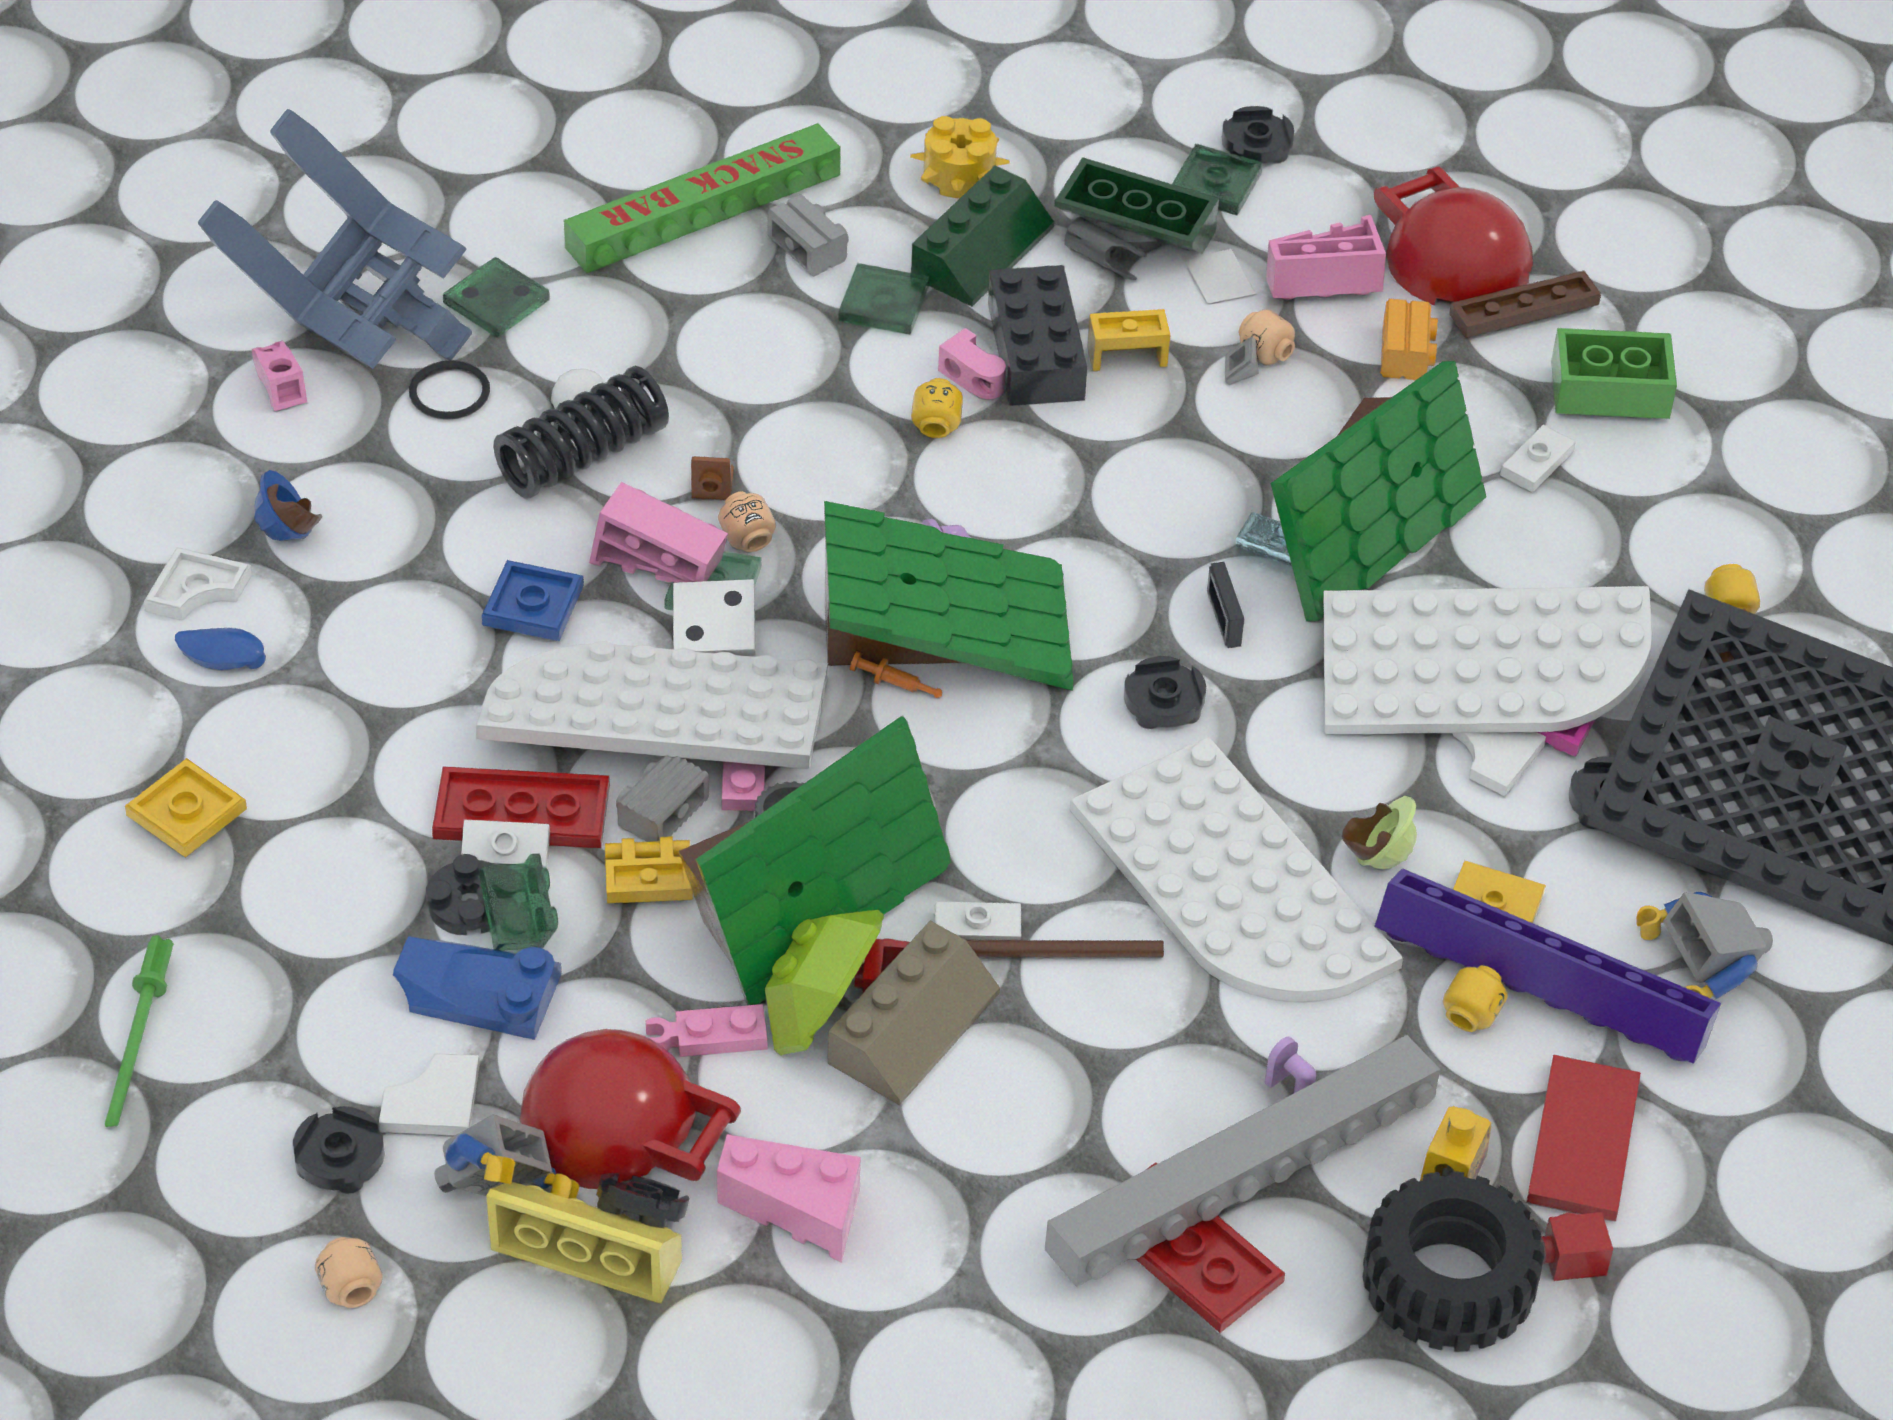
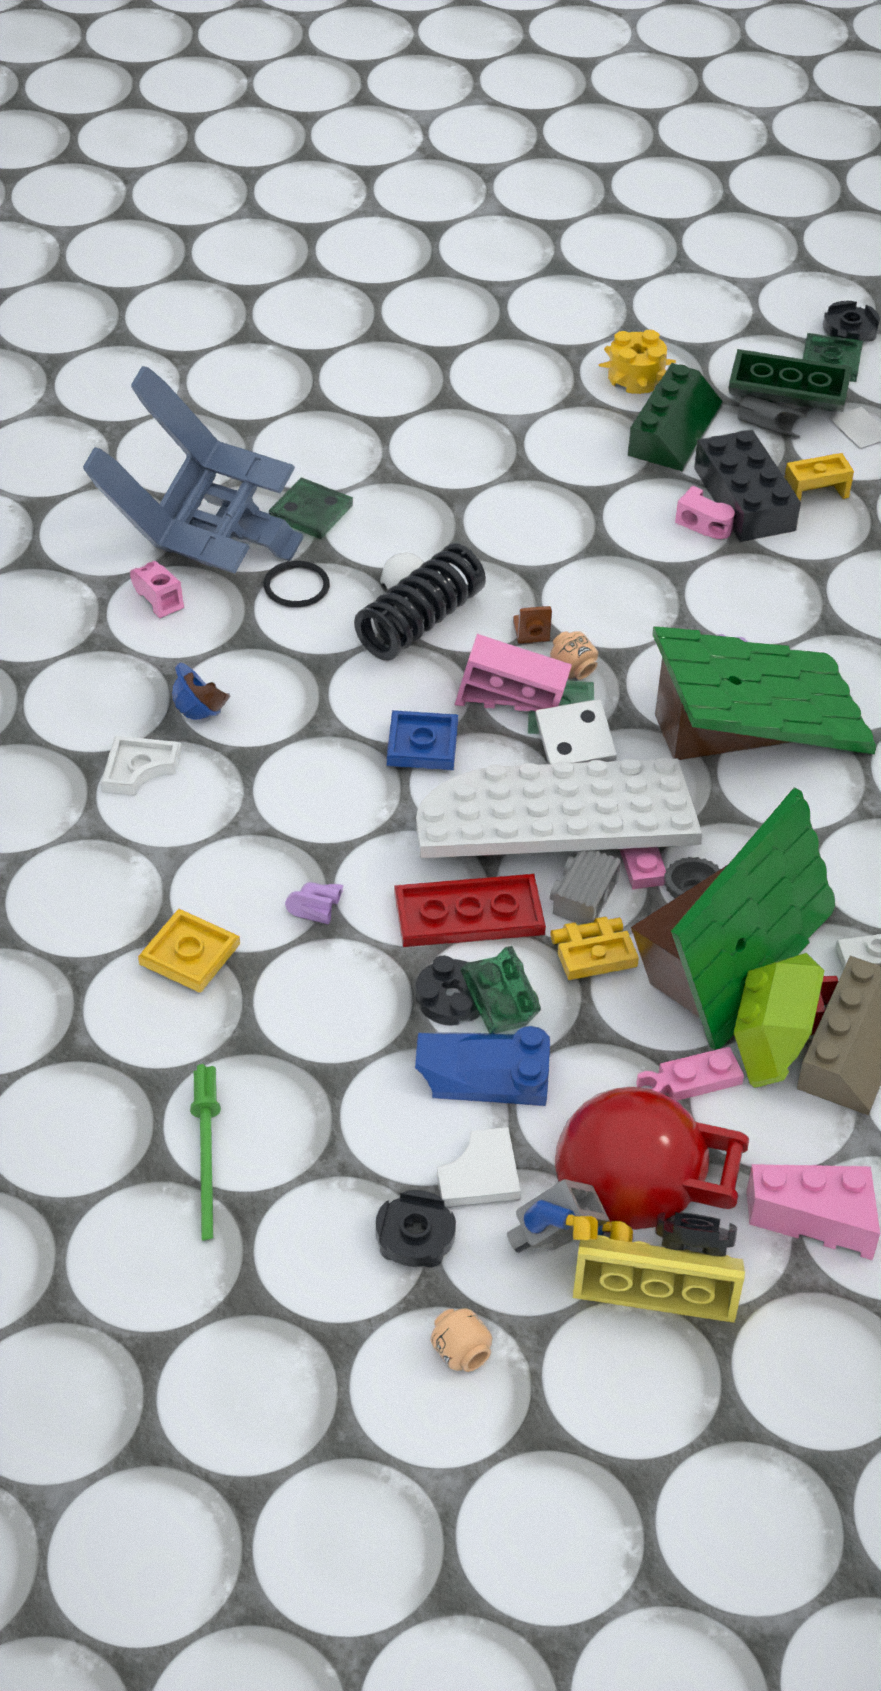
camera: 10 degrees left, 0 degrees up
(221, 648) = (178, 813): blue arm -> none
(345, 772) = (314, 901): none -> lavender piece
(505, 841) = (469, 941): white plate -> none
(701, 197) = (448, 415): bright green brick -> none
(807, 234) = (541, 432): light grey brick -> none
(883, 298) = (614, 473): clear green tile -> none
(892, 675) = (732, 761): orange piece -> none
(937, 408) = (690, 549): yellow head -> none

